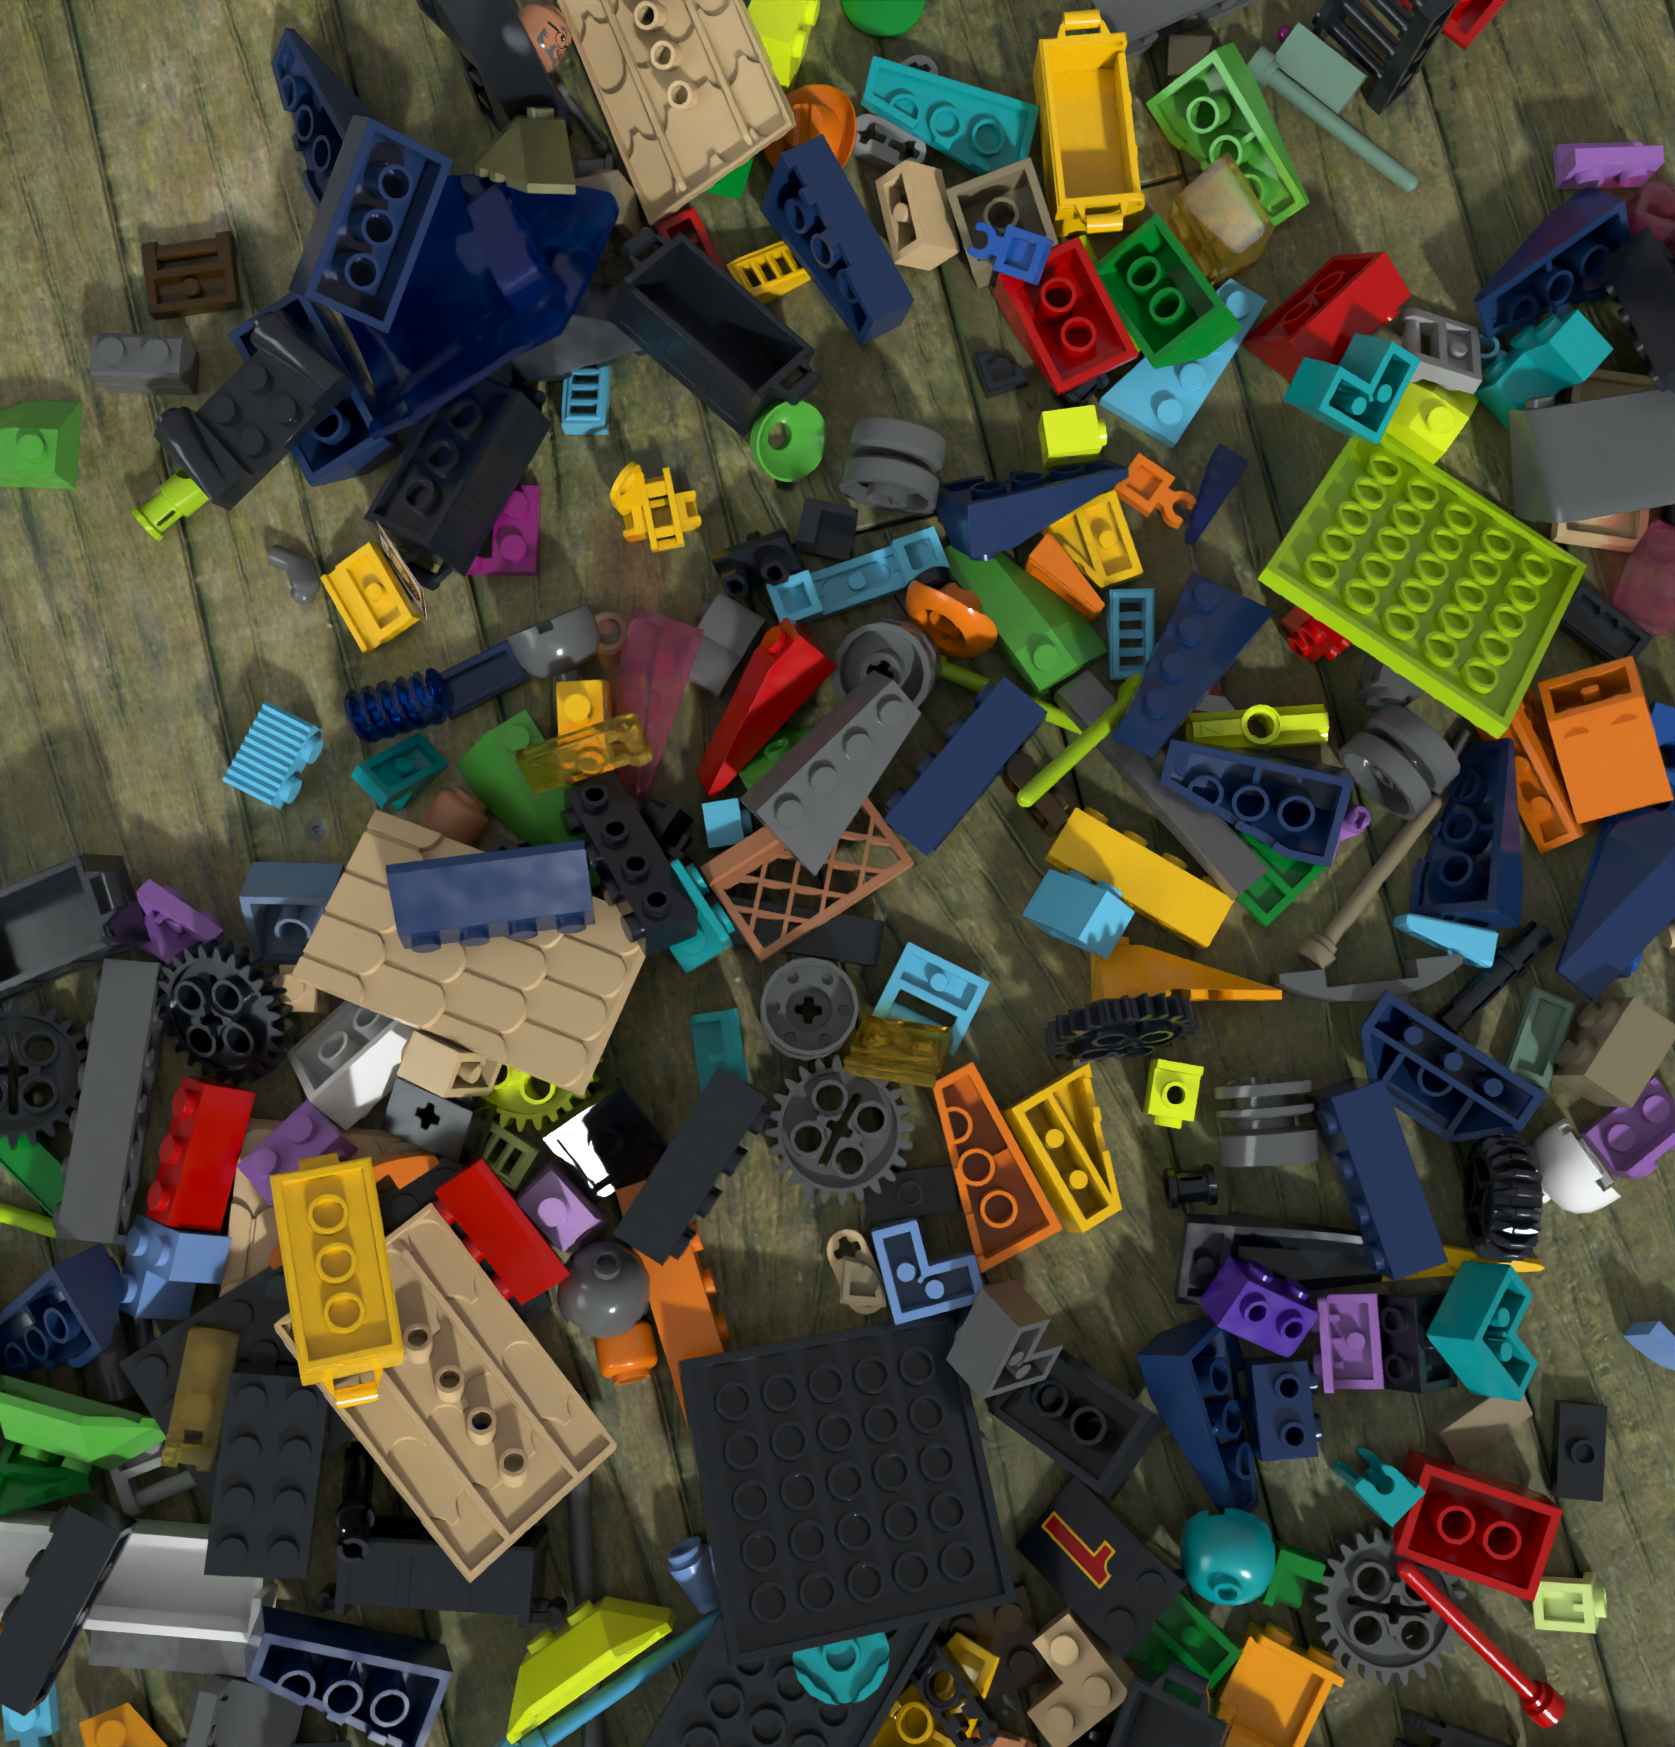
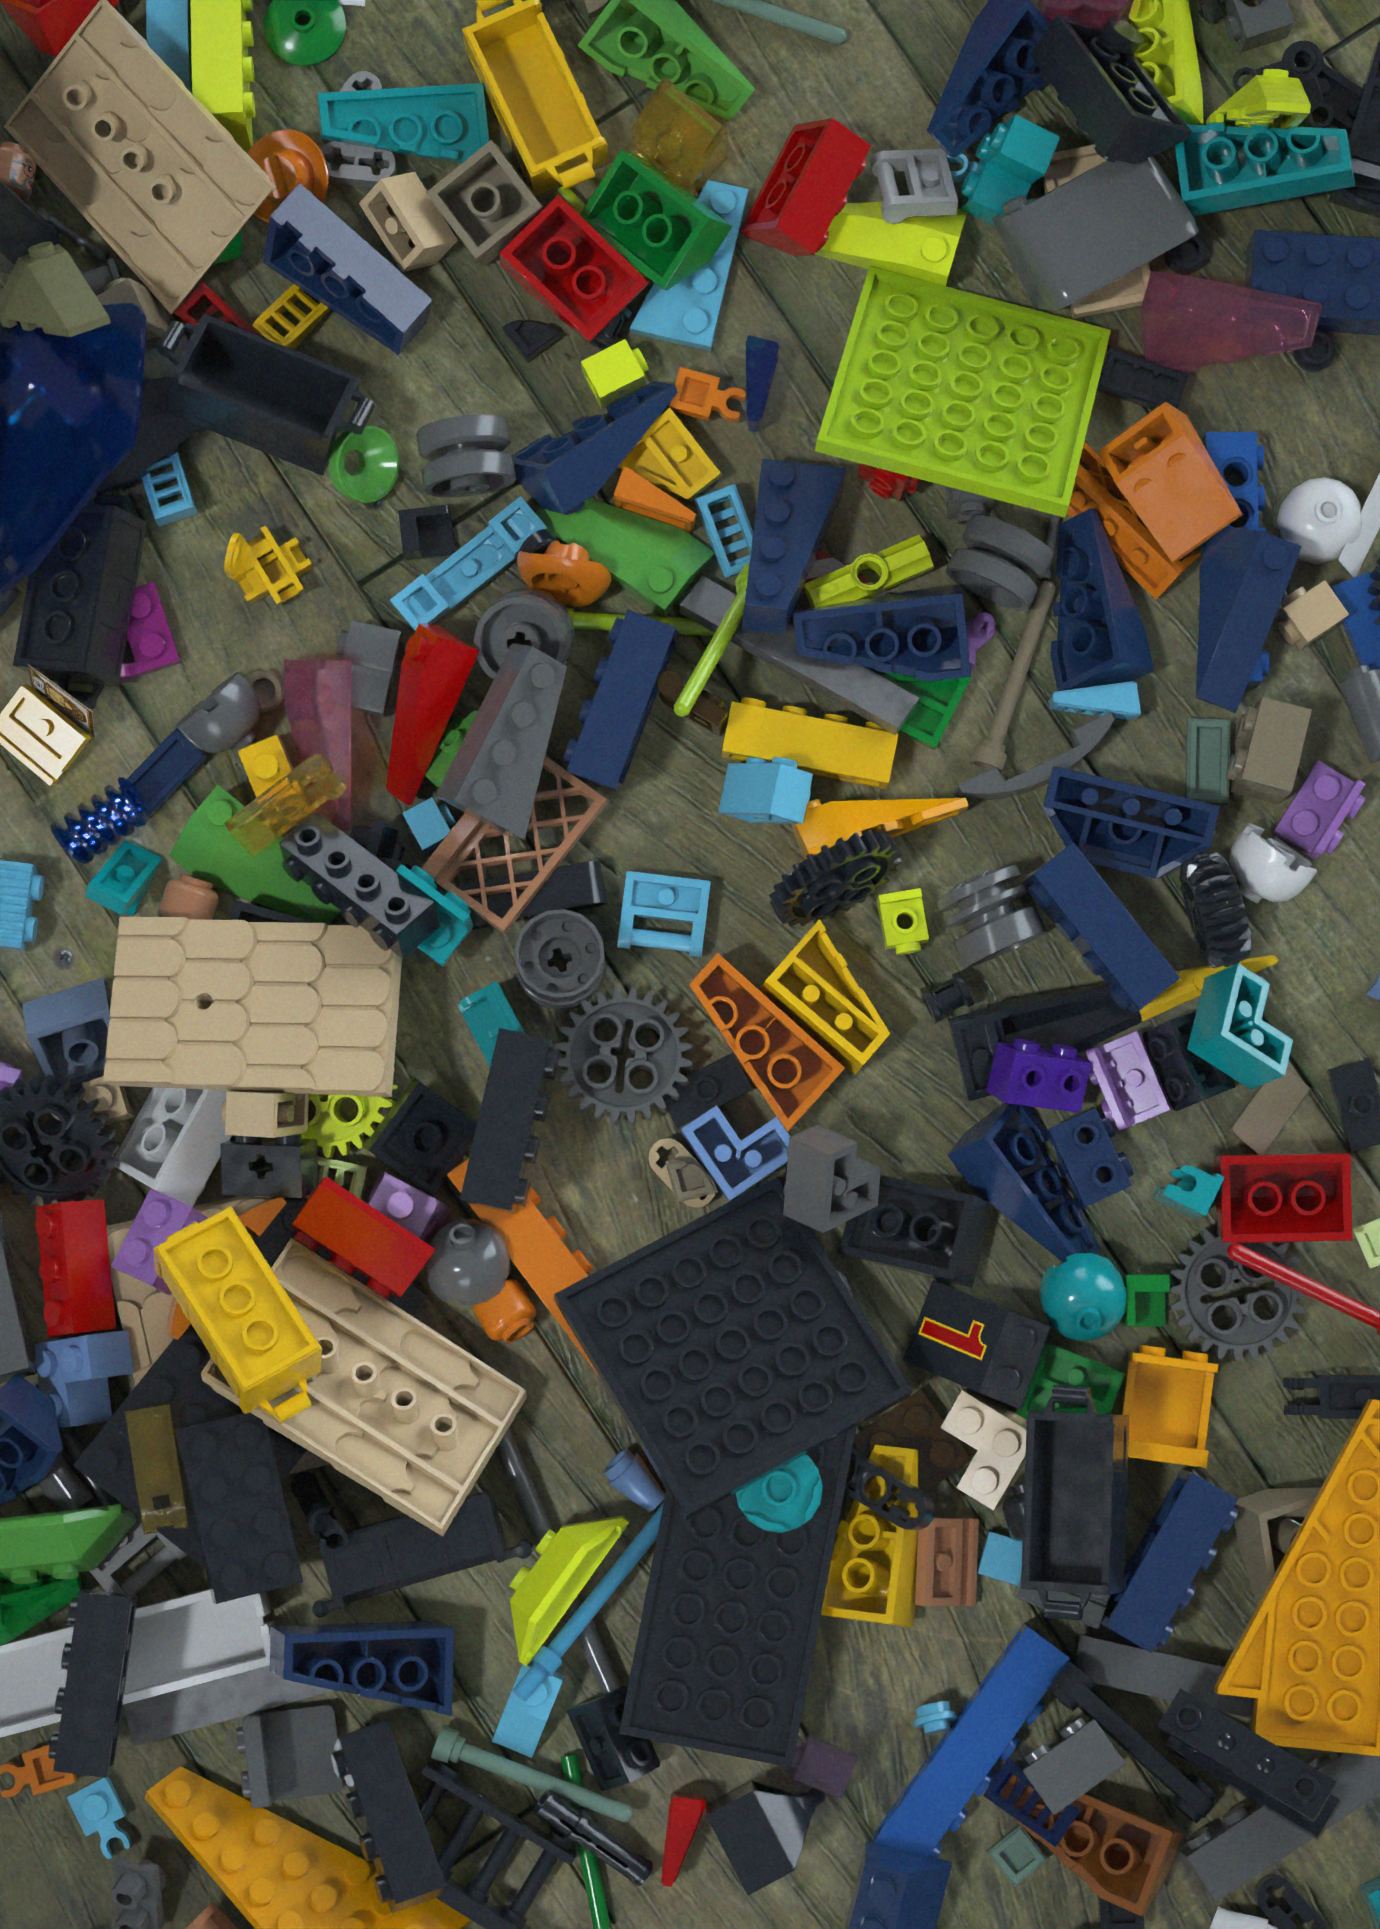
camera: 20 degrees left, 0 degrees up
(491, 896) = (254, 951): dark blue slope -> none
(756, 562) = (374, 582): black hips -> none
(899, 1051) = (651, 967): clear yellow plate -> none
(1016, 253) = (510, 231): blue plate -> none
(1359, 392) = (854, 248): teal brick -> none
(1486, 985) = (1157, 708): black pin -> none

